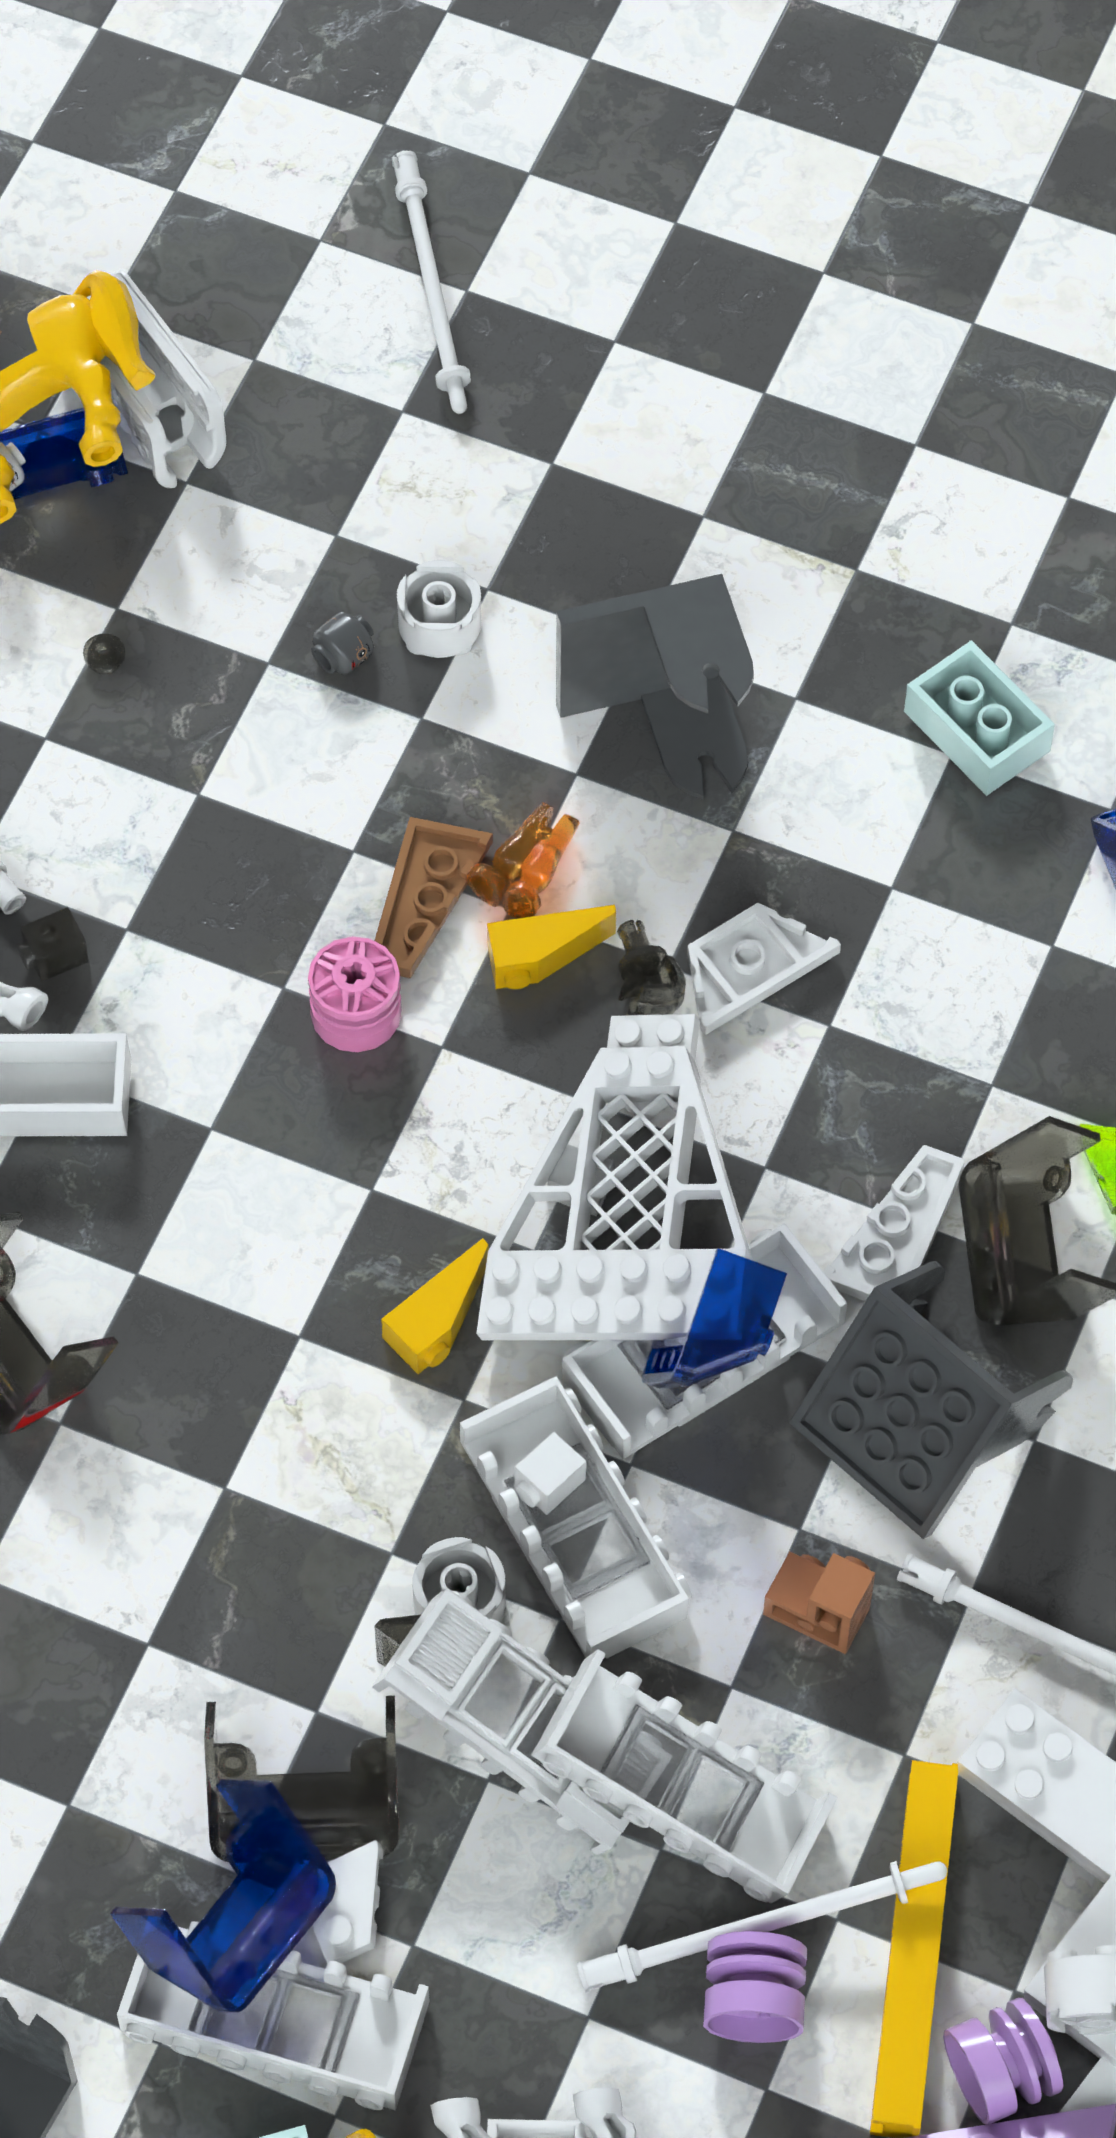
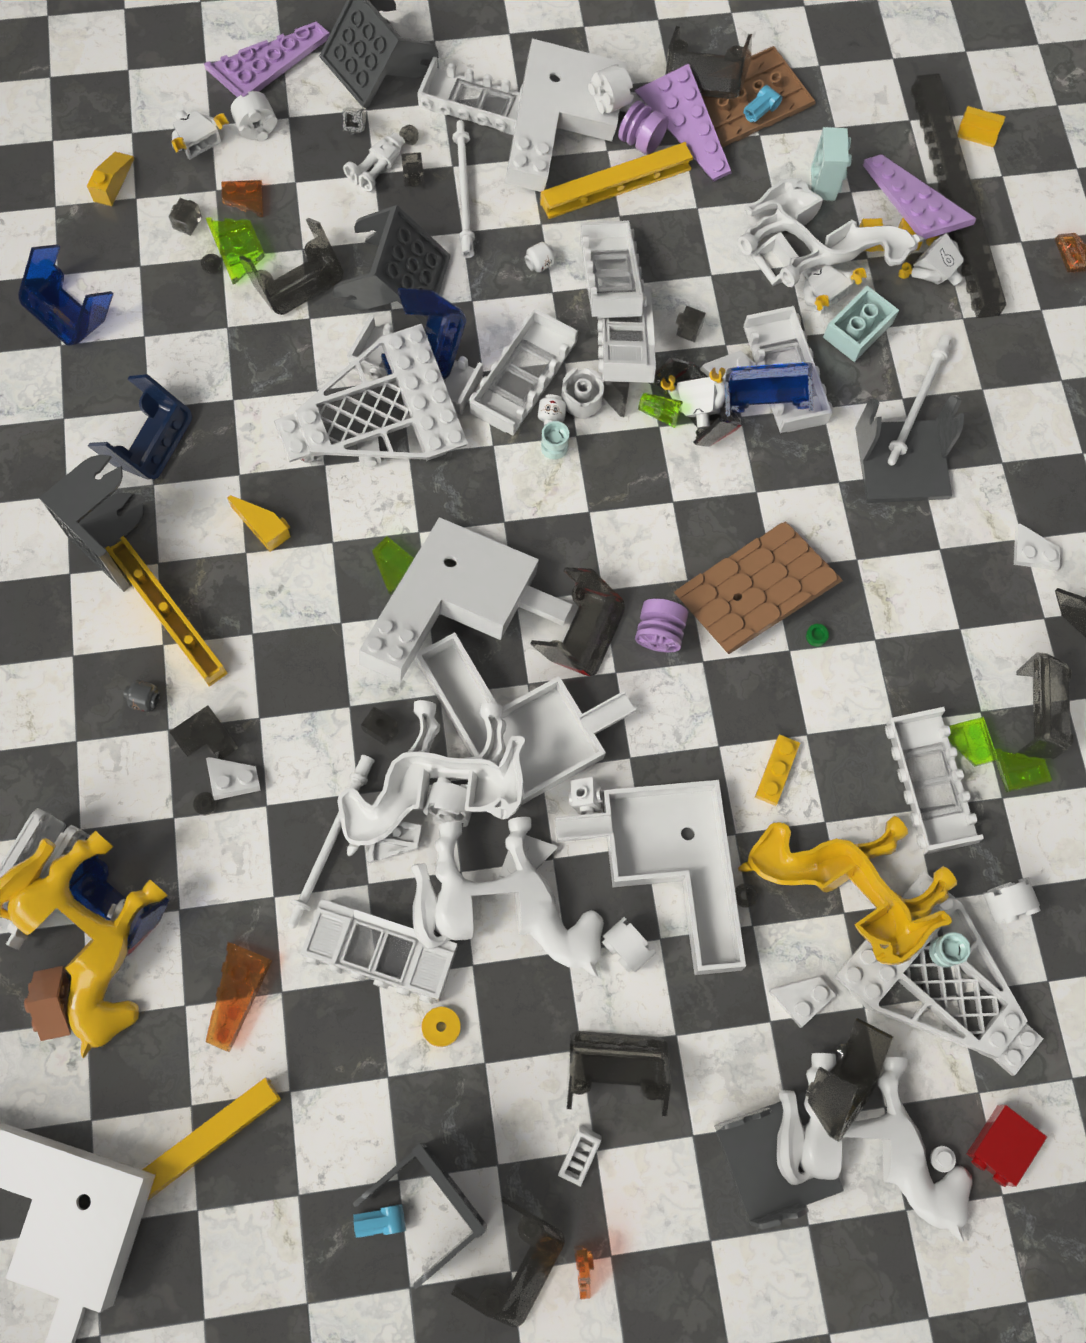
camera: 125 degrees left, 10 degrees up
(119, 703) = (231, 778): none -> white wing
(173, 1193) = (477, 592): none -> white piece
(214, 704) = (201, 730): none -> clear smoke brick
(316, 1778) = (699, 396): none -> torso
(332, 1110) = (392, 562): none -> clear neon green wing
(345, 1710) = (661, 408): none -> clear neon green wing
(354, 994) = (335, 590): bright pink wheel -> none
(392, 1489) = (555, 440): none -> light aqua wheel
(426, 887) = (252, 589): medium nougat wing -> none
(430, 1318) = (464, 469): yellow slope -> none
(439, 609) = (102, 671): white brick -> none
(461, 1516) = (551, 409): none -> white head
(471, 737) = (167, 611): none -> yellow tile
(488, 1884) = (690, 323): none -> clear smoke brick
(527, 854) = (217, 552): clear orange piece -> none
(549, 1474) = (513, 384): white brick -> none
(630, 1962) = (686, 265): white bar -> none
(648, 974) = (253, 470): clear smoke piece -> none
(751, 961) = (221, 439): white wing -> none
(755, 1987) = (671, 214): lavender wheel -> none
(807, 859) = (158, 436): none -> dark blue windscreen
(815, 1694) = (540, 257): none -> white head
(821, 1600) = (501, 265): nougat brick -> none
(900, 1227) = (326, 323): white wing -> none
(979, 717) = (43, 405): light aqua brick -> none

